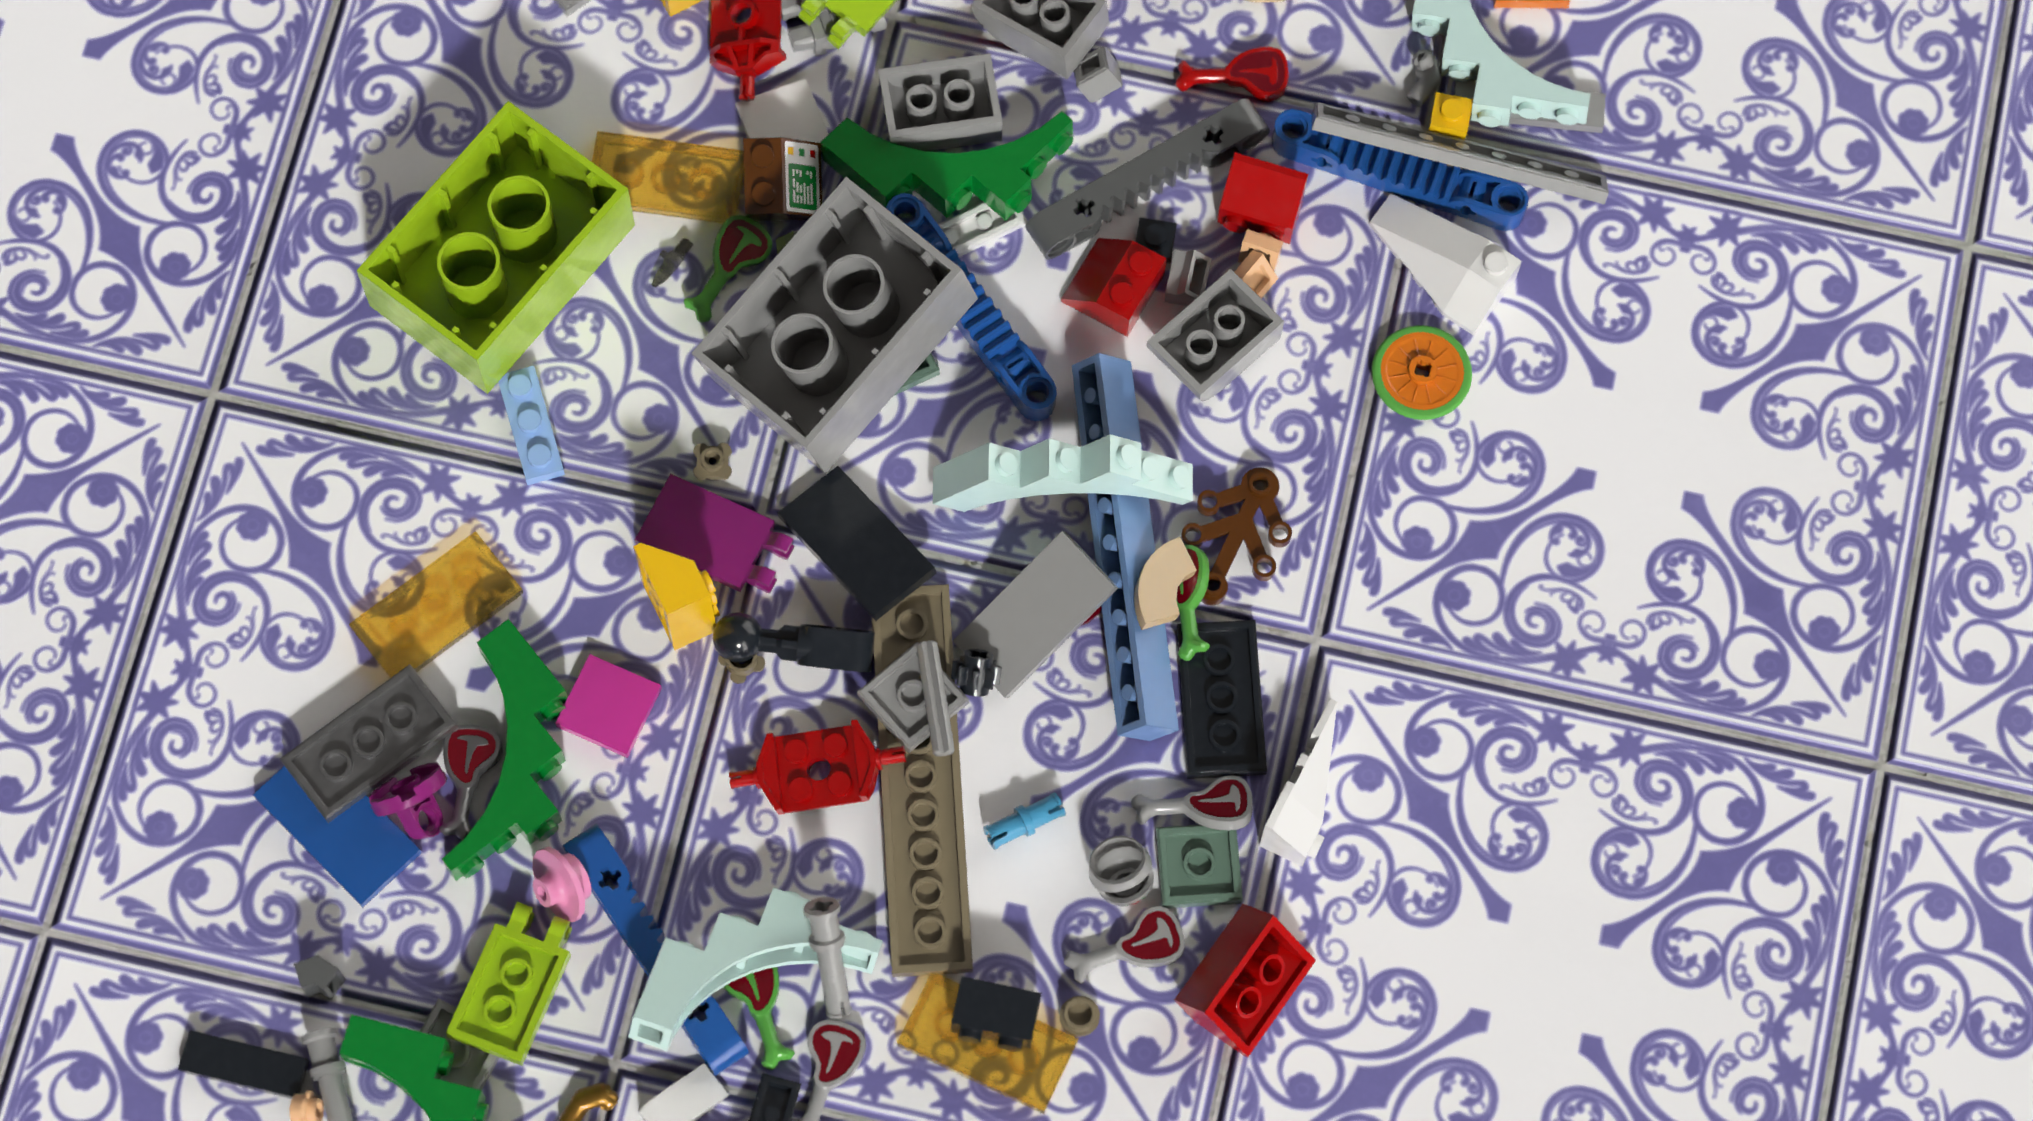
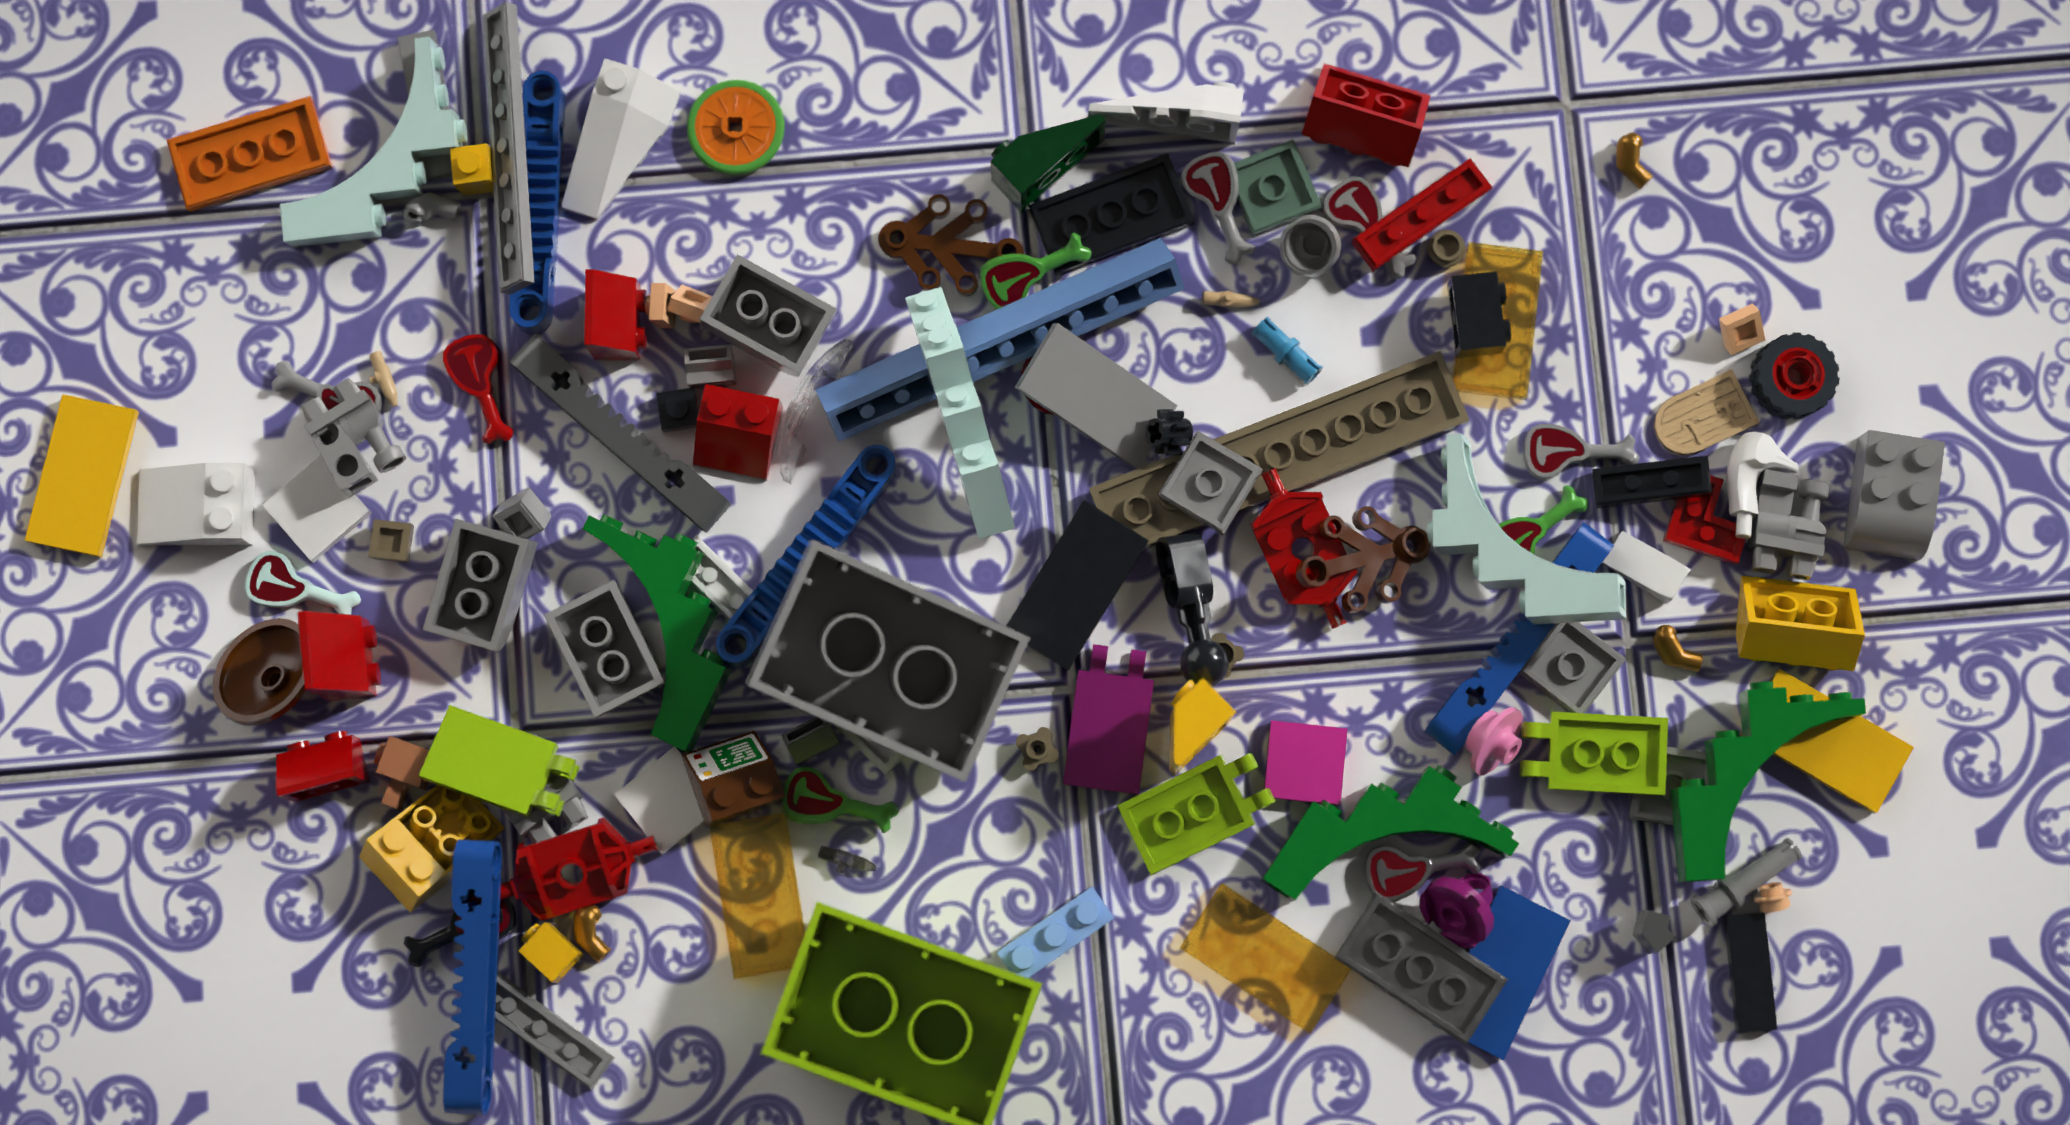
camera: 105 degrees left, 10 degrees up
(598, 582) = (1192, 811): none -> lime tile
(605, 994) = (1572, 666): none -> light grey tile
(686, 20) = (585, 932): none -> pearl gold arm
(786, 827) = (1369, 556): none -> reddish brown plant
(827, 942) = (1474, 475): light grey pin -> none
(935, 698) = (1210, 457): light grey axle -> none
(1081, 323) = (829, 365): none -> clear slope
(1097, 784) = (1228, 299): none -> tan helmet
(1121, 1001) = (1421, 215): none -> red tile
(1159, 582) = (1033, 289): tan tile -> none
(1289, 628) = (1041, 158): none -> dark green slope

